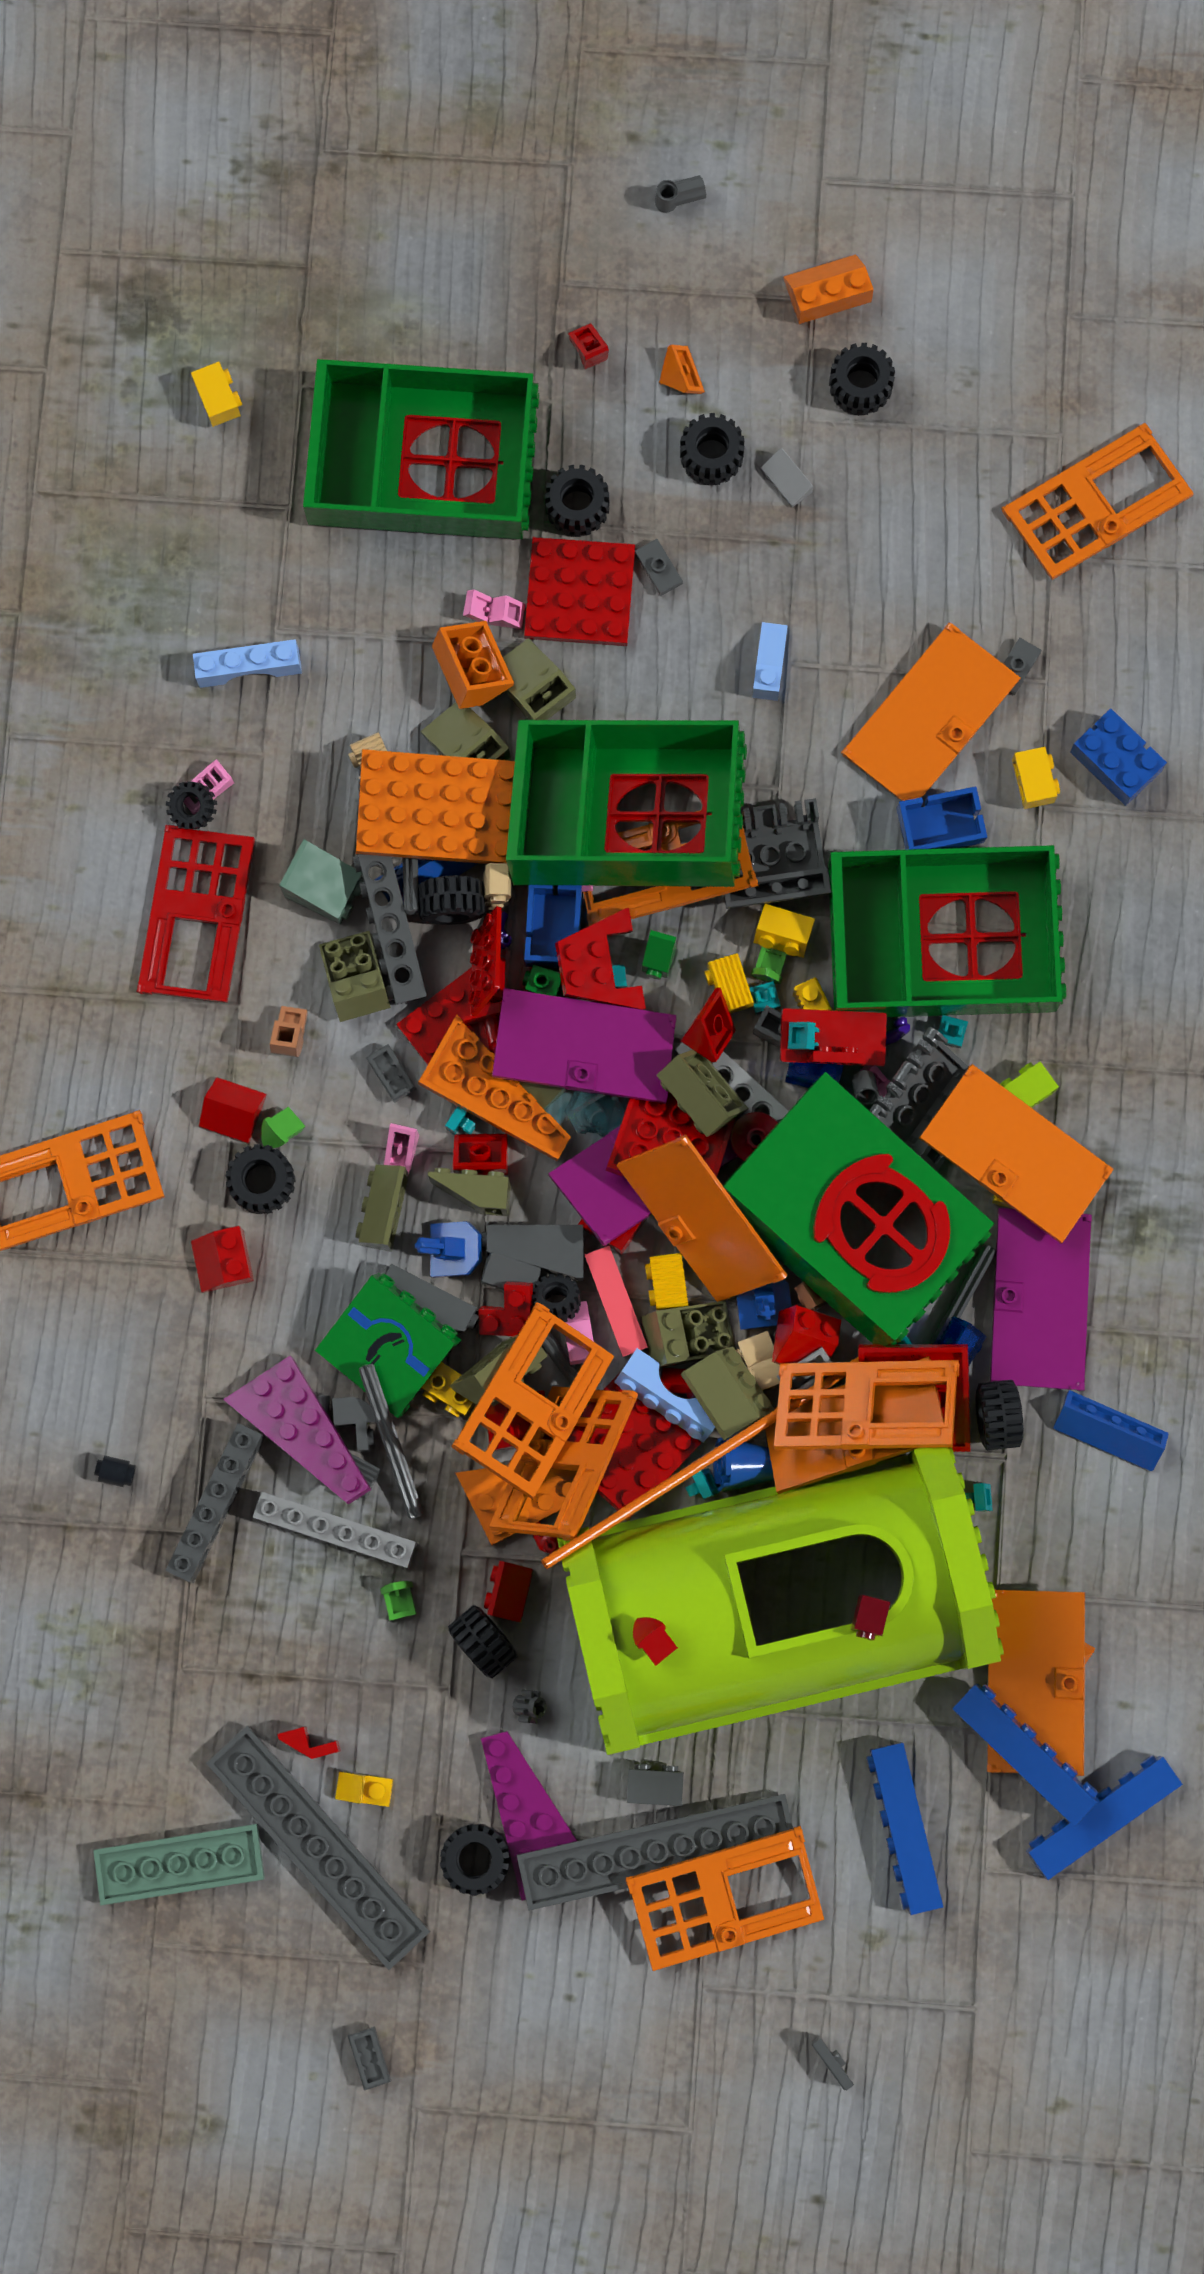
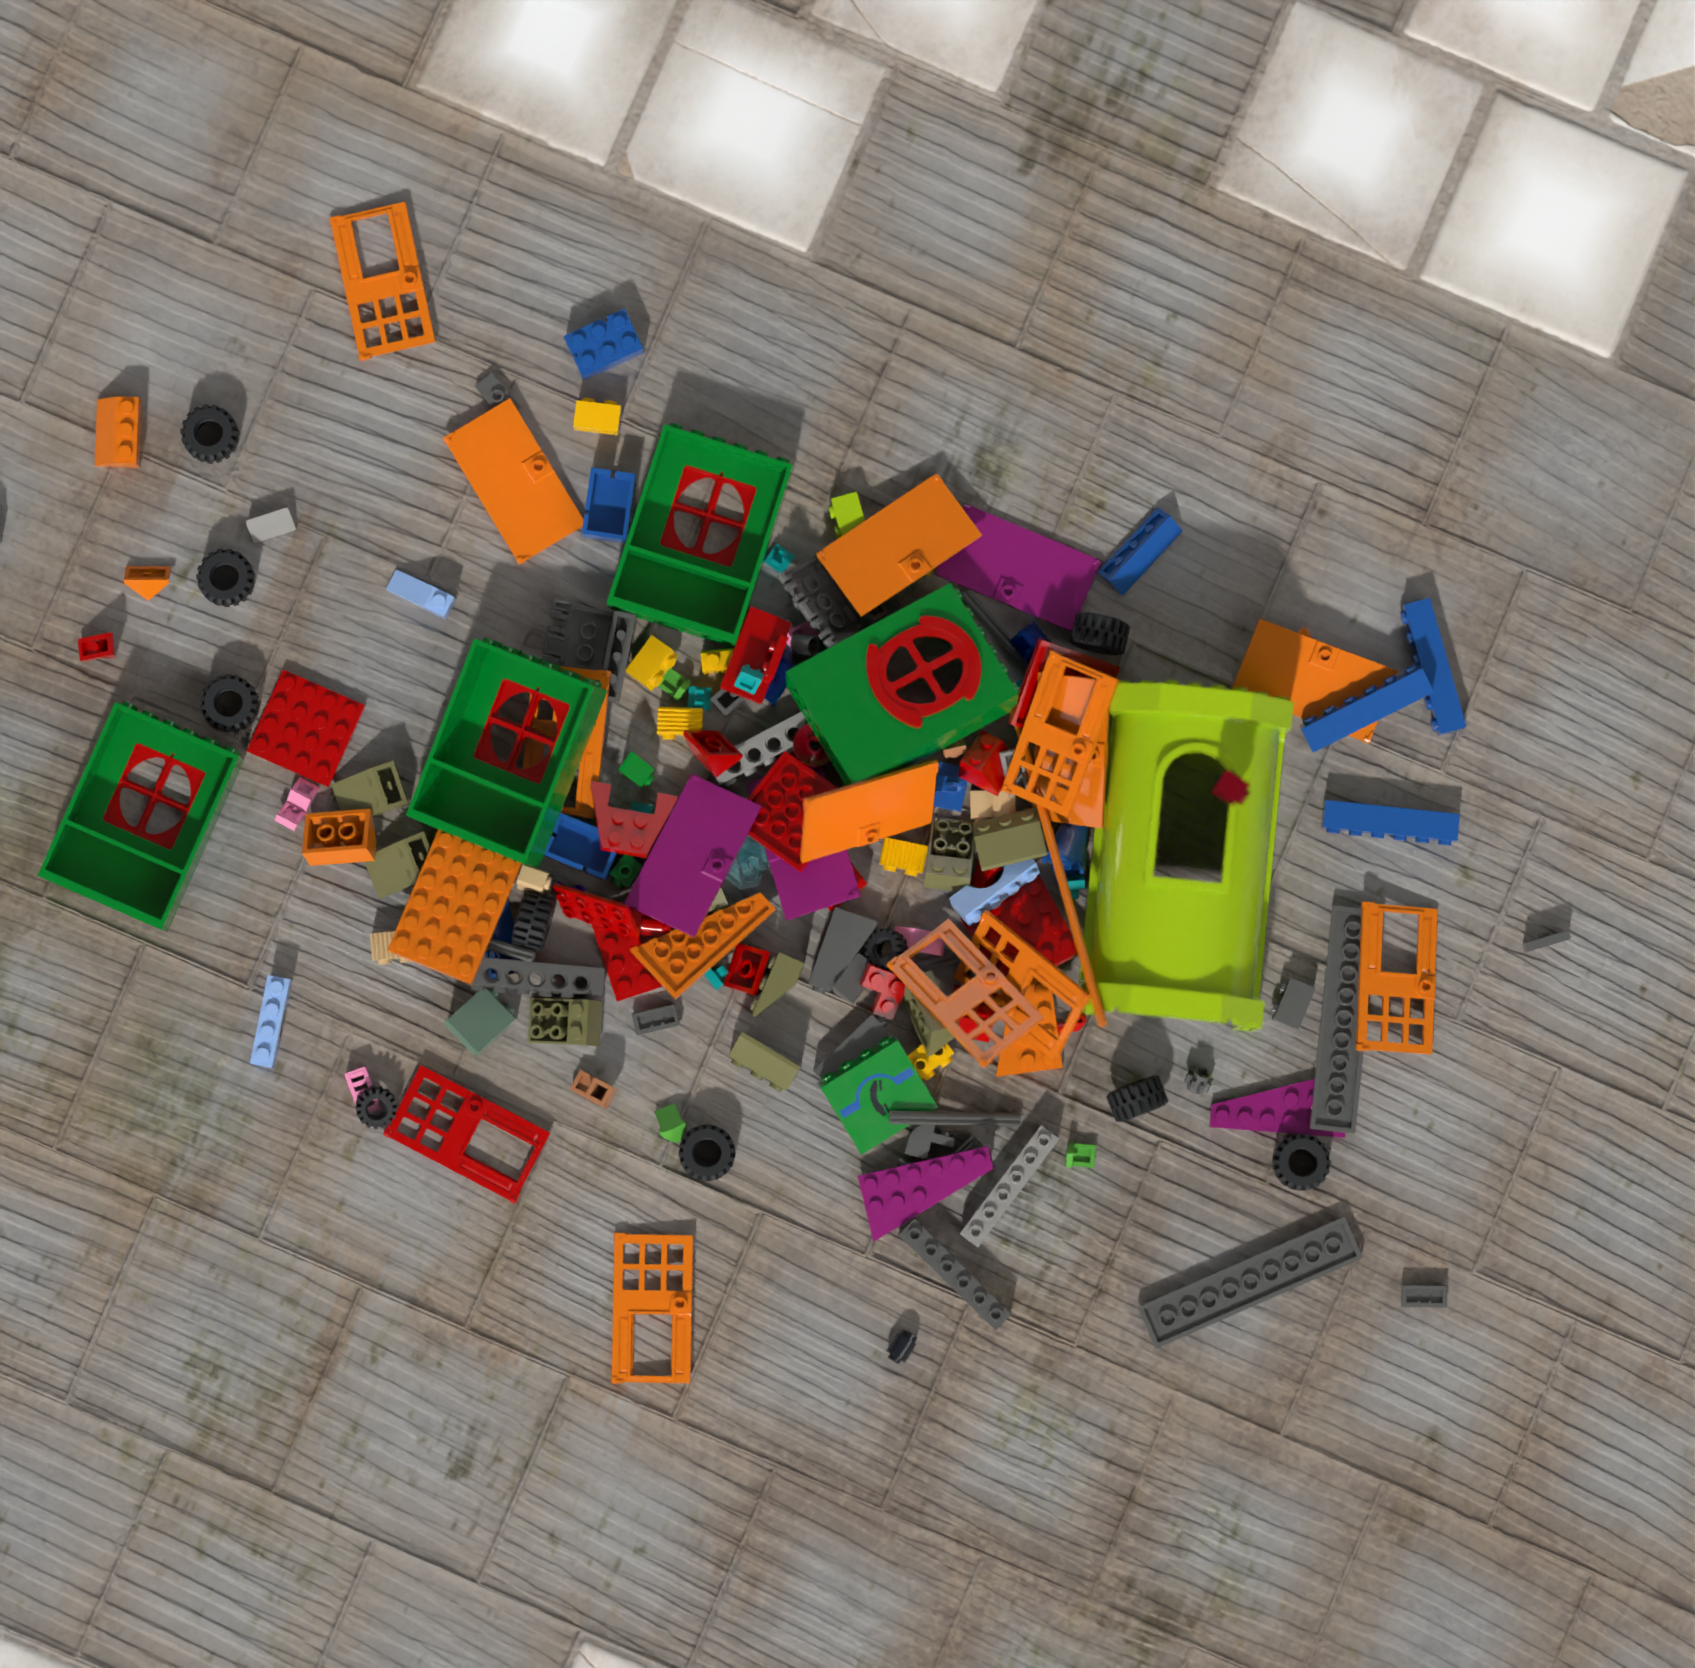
camera: 80 degrees left, 5 degrees up
(179, 1864) = (1226, 1395): sand green plate -> none
(216, 394) = (27, 970): yellow brick -> none
(222, 1259) = (760, 1206): red slope -> none
(231, 1110) = (640, 1157): red slope -> none
(300, 1741) = (1163, 1269): red slope -> none
(364, 1789) = (1217, 1232): yellow slope -> none
(401, 1146) = (721, 1032): bright pink slope -> none
(453, 1249) = (817, 1017): blue piece -> none
(509, 1591) = (1104, 1065): red slope -> none
(615, 1301) = (904, 902): coral slope -> none
(653, 1639) = (1189, 960): red tile -> none
(658, 567) = (308, 656): dark grey plate -> none
(701, 1092) = (764, 775): olive slope -> none
(900, 1030) = (764, 598): dark purple arm -> none
(981, 1497) = (1157, 671): teal tile -> none

